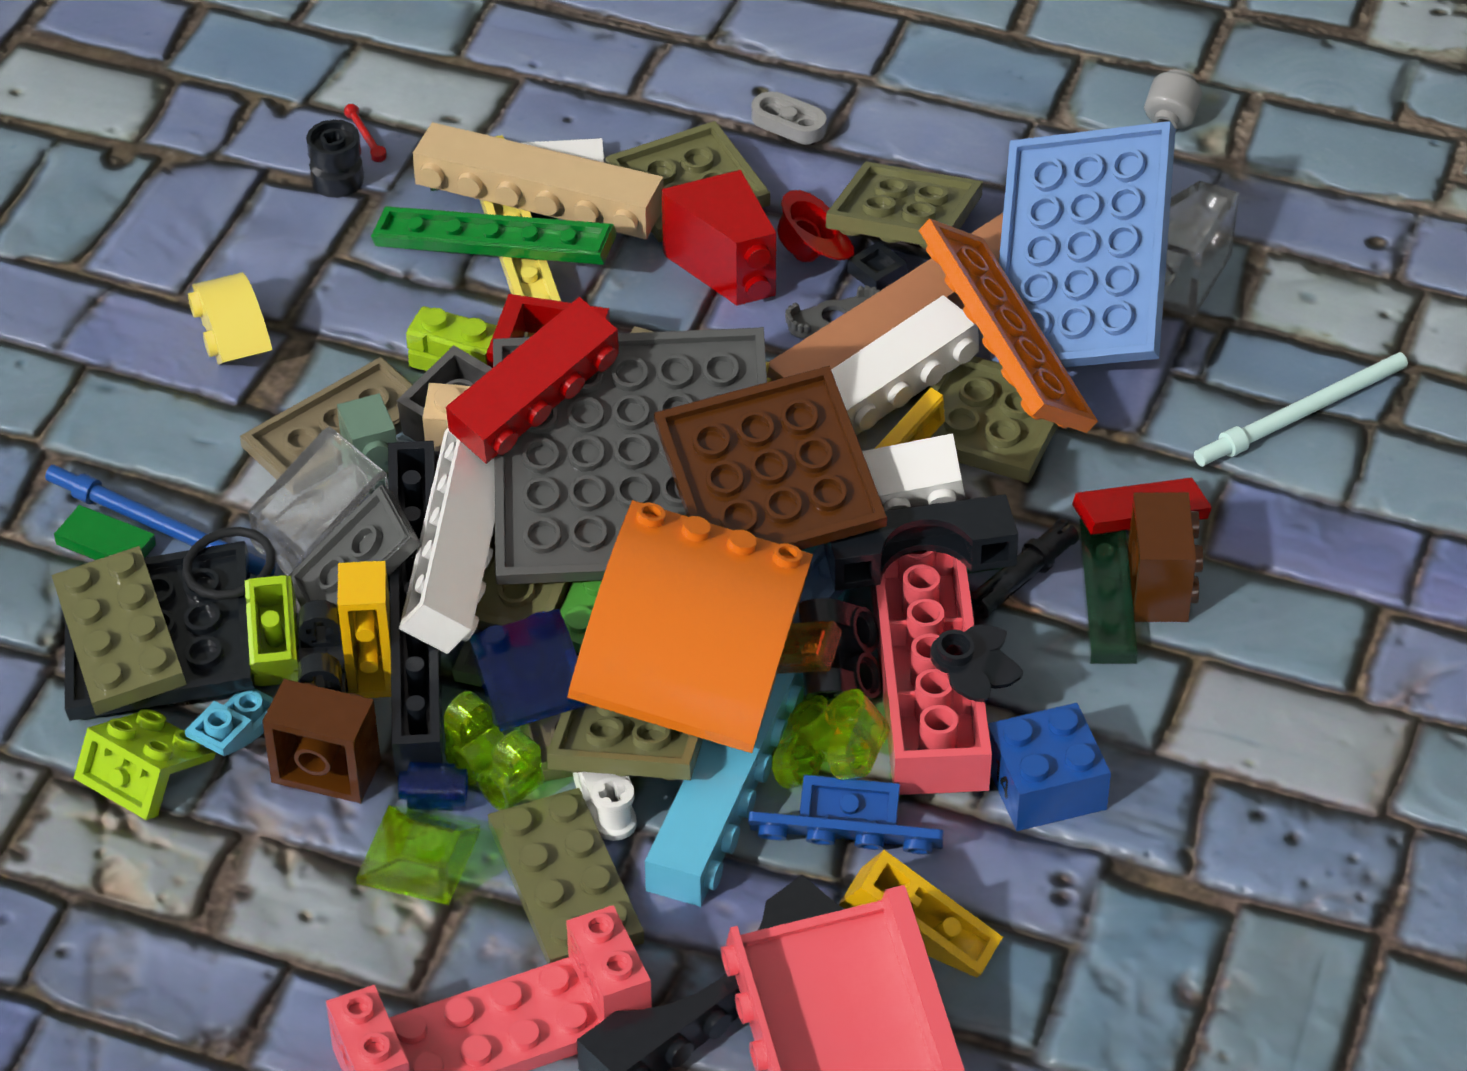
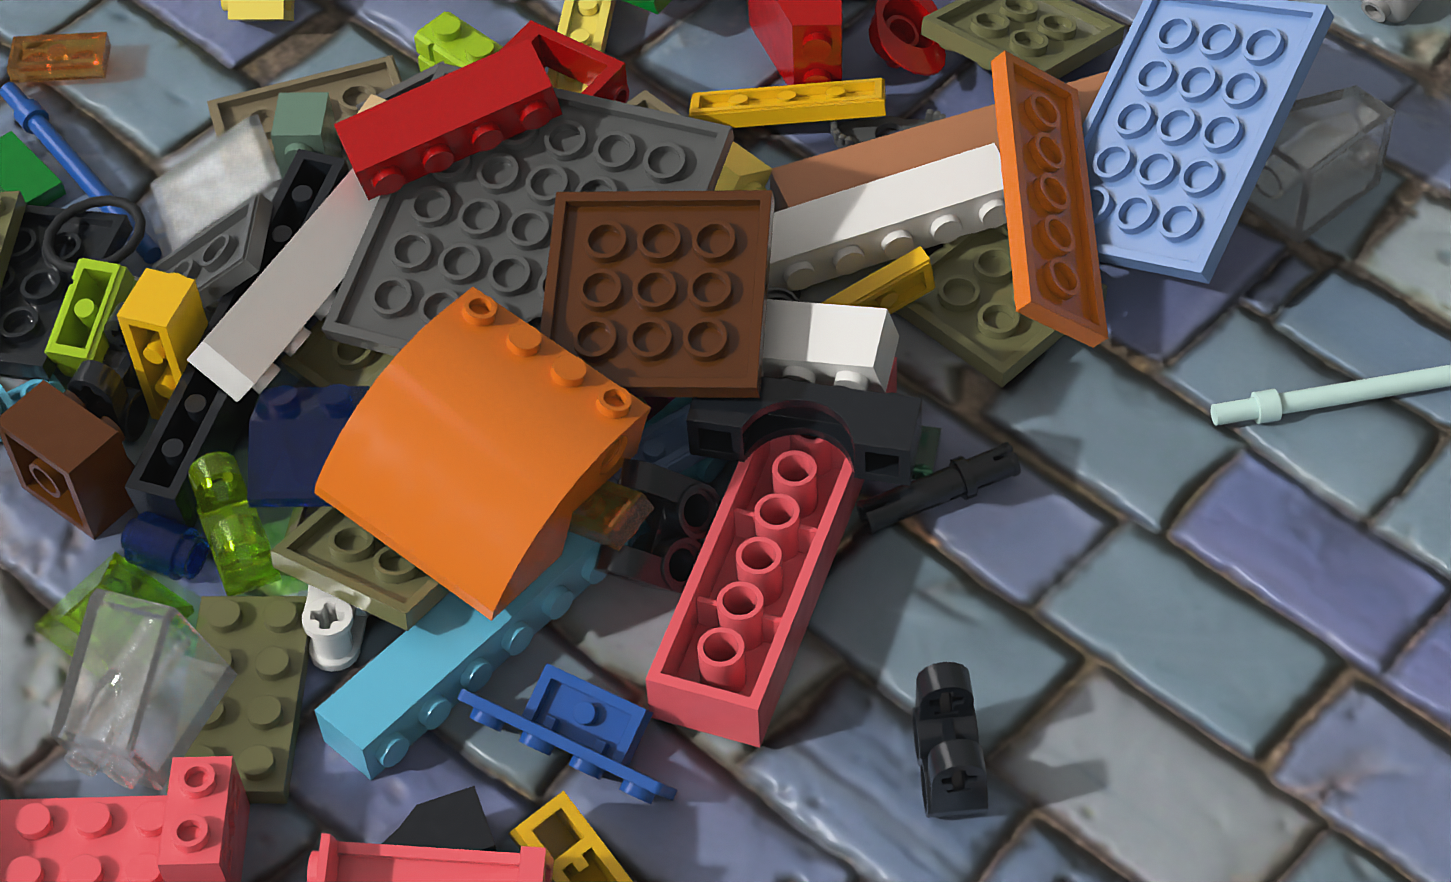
camera: 25 degrees right, 5 degrees up
(81, 433) = (59, 57): none -> clear orange plate
(498, 885) = (136, 690): none -> clear slope
(754, 306) = (791, 103): none -> yellow tile
(840, 732) = (598, 618): clear neon green piece -> none
(877, 266) = (960, 90): black plate -> none
(975, 661) = (801, 595): black plate -> none
(1048, 767) = (832, 742): blue brick -> none
(1108, 597) = (1025, 545): clear green tile -> none
(1112, 507) = (1112, 453): red tile -> none
(1144, 753) = (948, 742): none -> black piece
(1164, 556) = (1095, 525): reddish brown brick -> none

